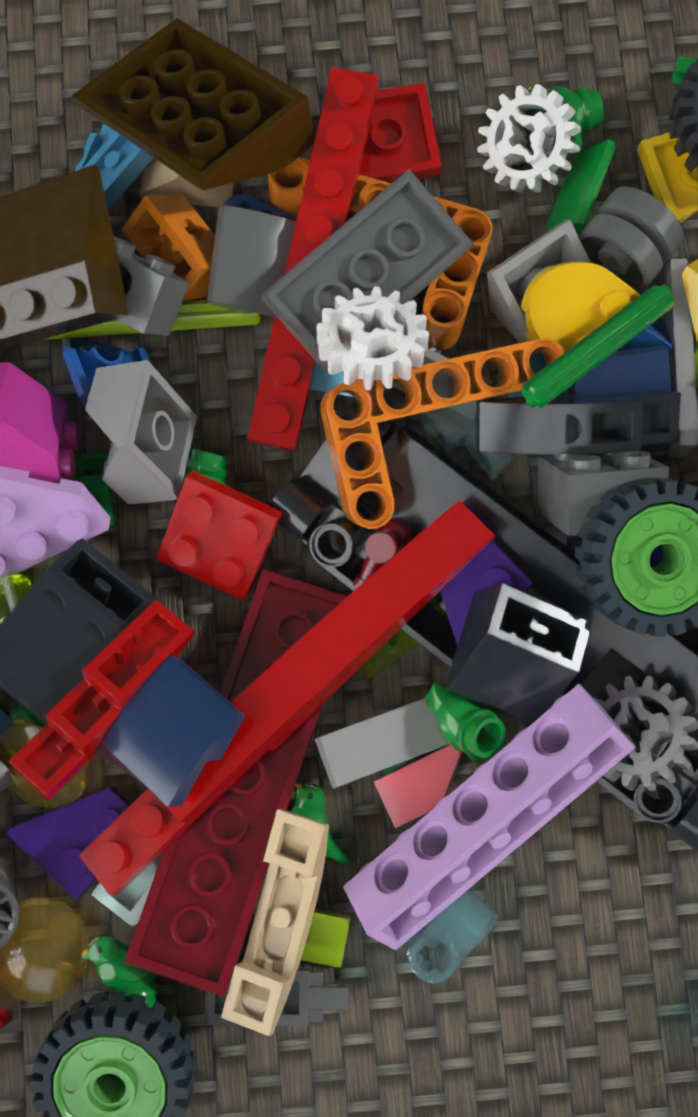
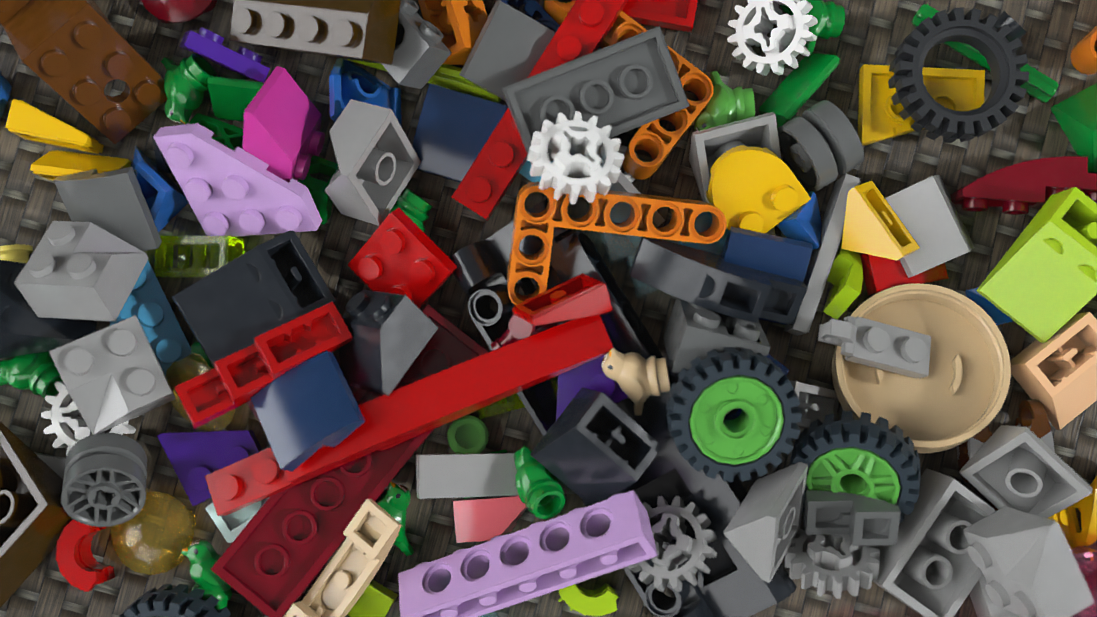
camera: 15 degrees right, 5 degrees up
(222, 370) = (453, 131): none -> dark blue slope
(232, 621) = (386, 339): none -> black slope
(362, 699) = (468, 435): none -> bright green tile
(424, 498) = (567, 301): none -> red slope
(510, 234) = (726, 105): none -> bright green animal
(532, 556) = (637, 375): none -> tan animal
(579, 836) = (590, 602): none -> lime piece
(597, 346) = (754, 228): green axle -> none

